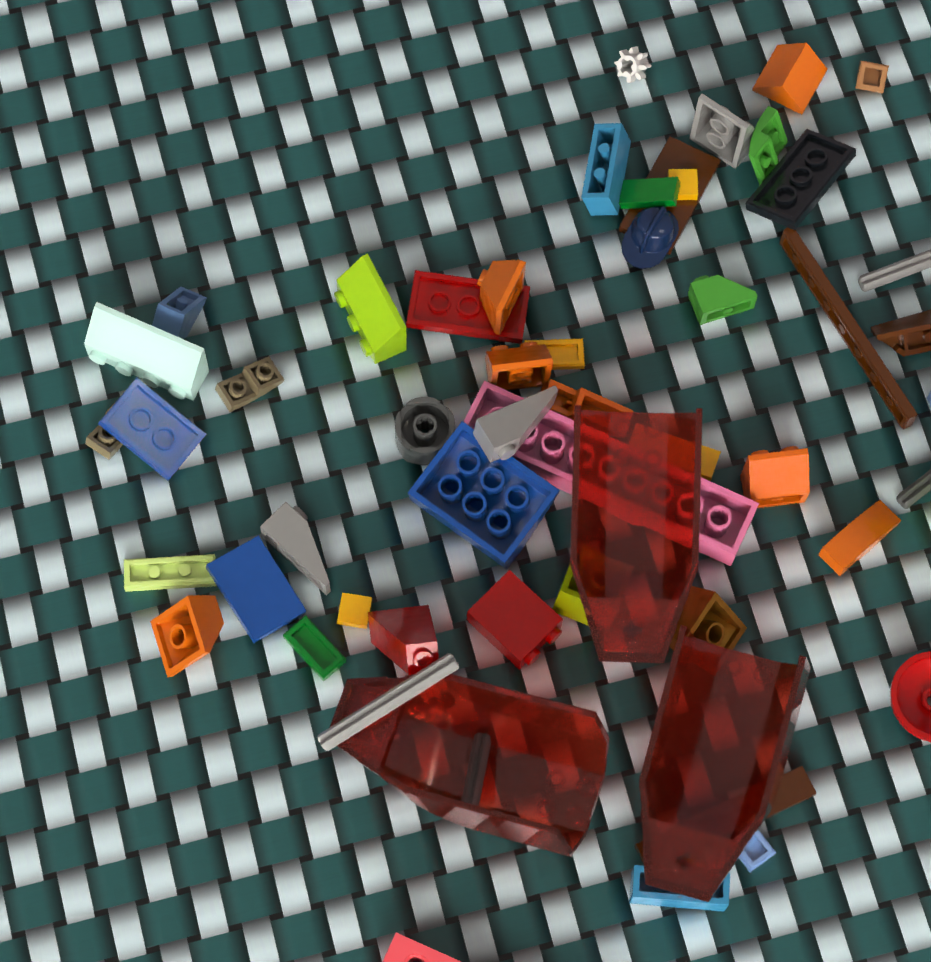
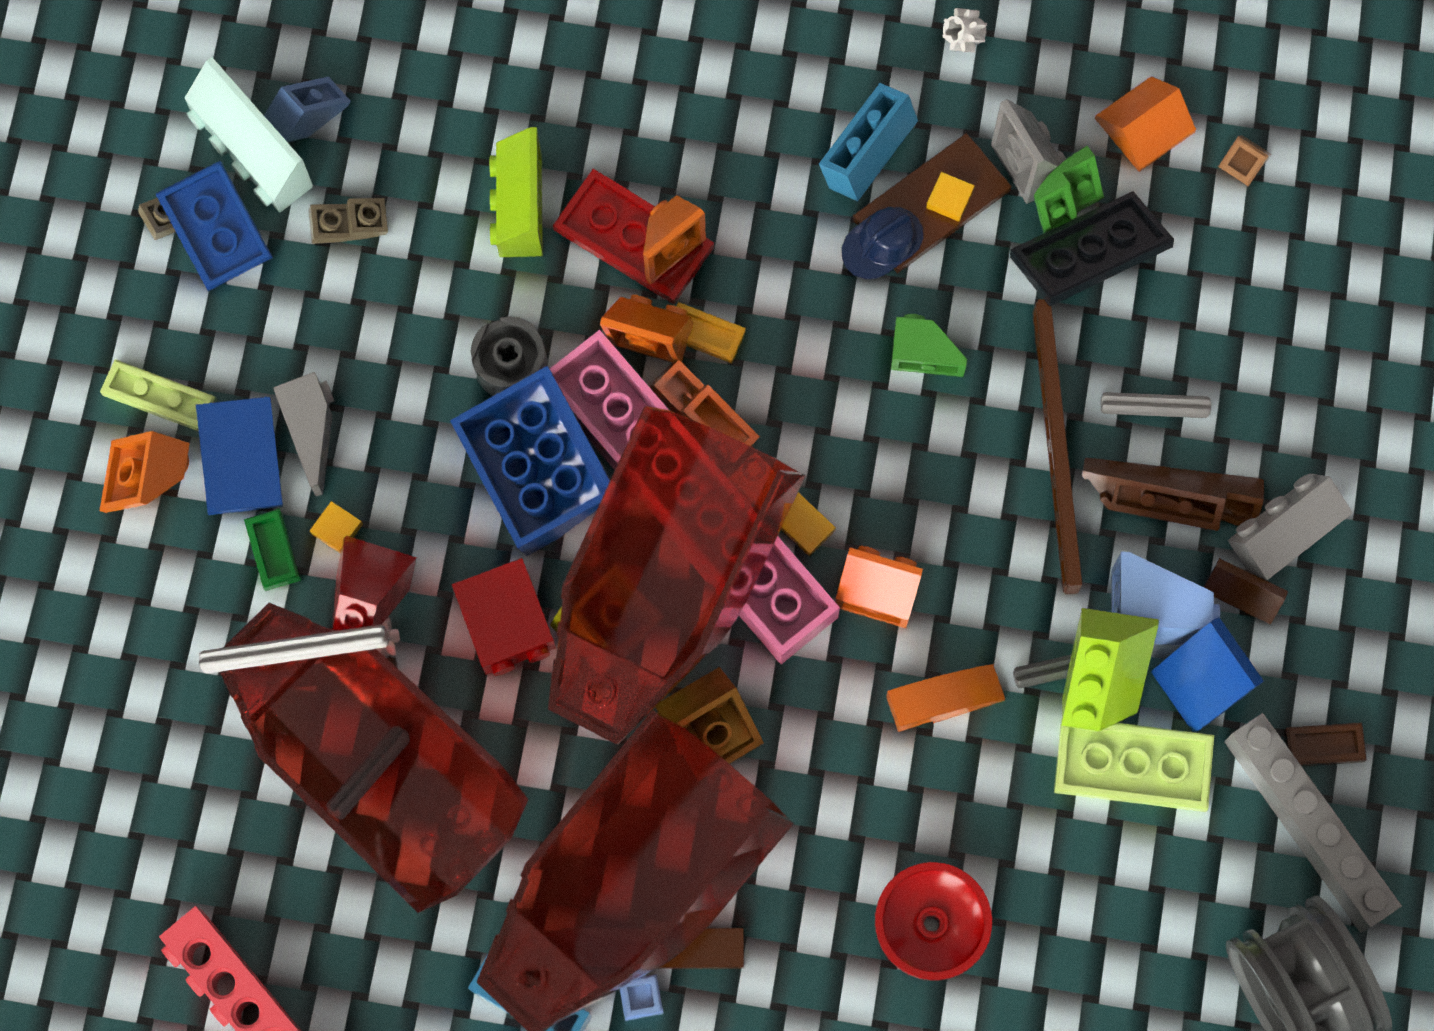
camera: 30 degrees right, 5 degrees up
(507, 429) = (592, 397): light grey slope -> none
(649, 192) = (904, 190): green tile -> none

